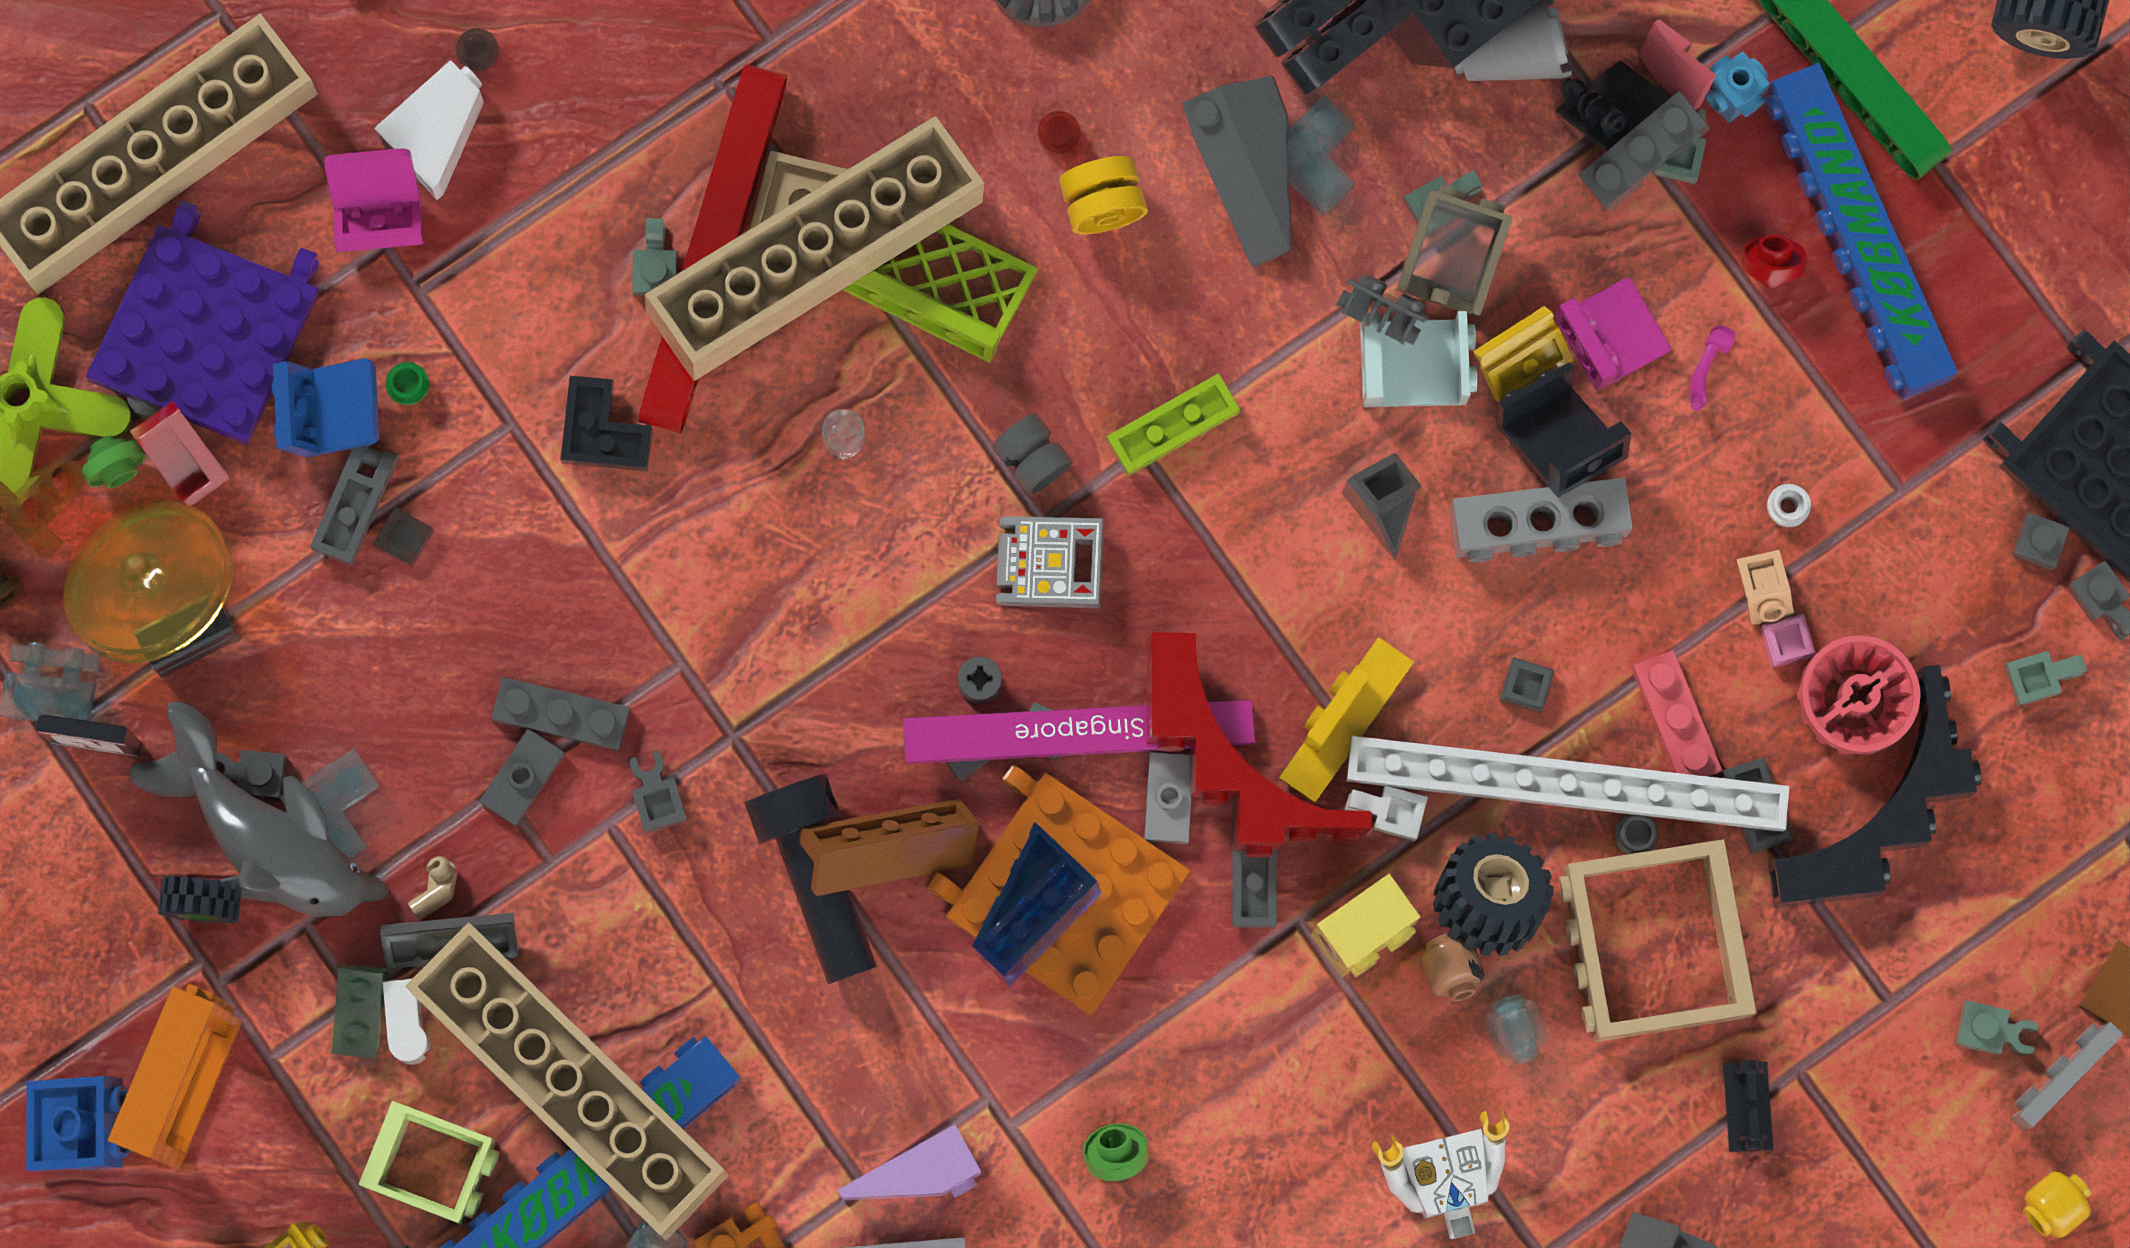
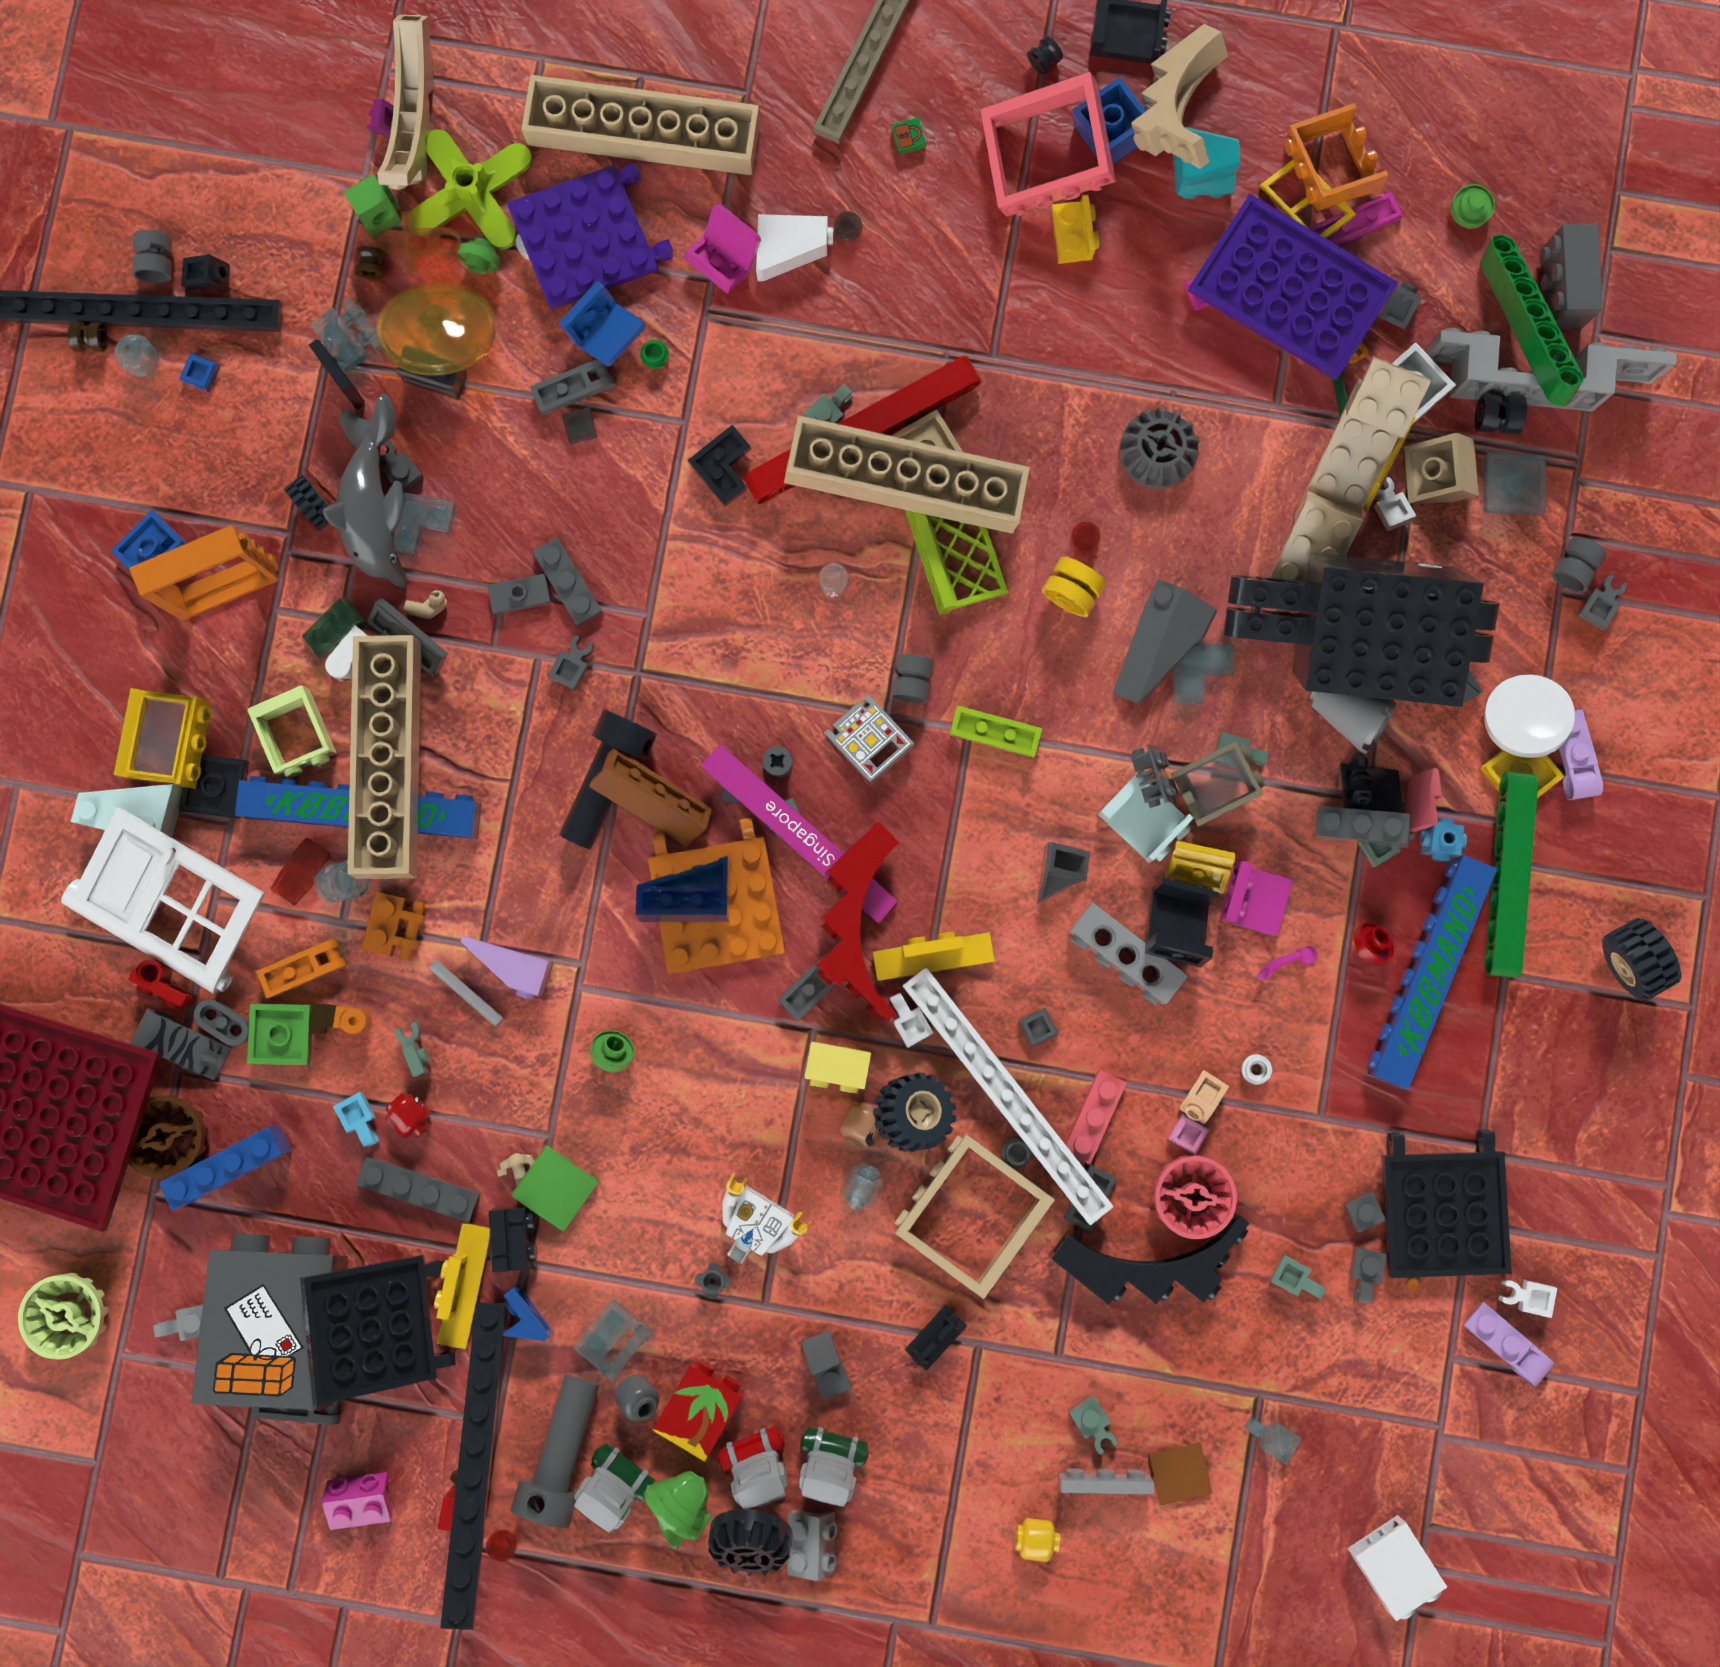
camera: 50 degrees right, 5 degrees up
(179, 454) = (513, 282): panel -> none
(1168, 798) = (810, 908): light grey plate -> none

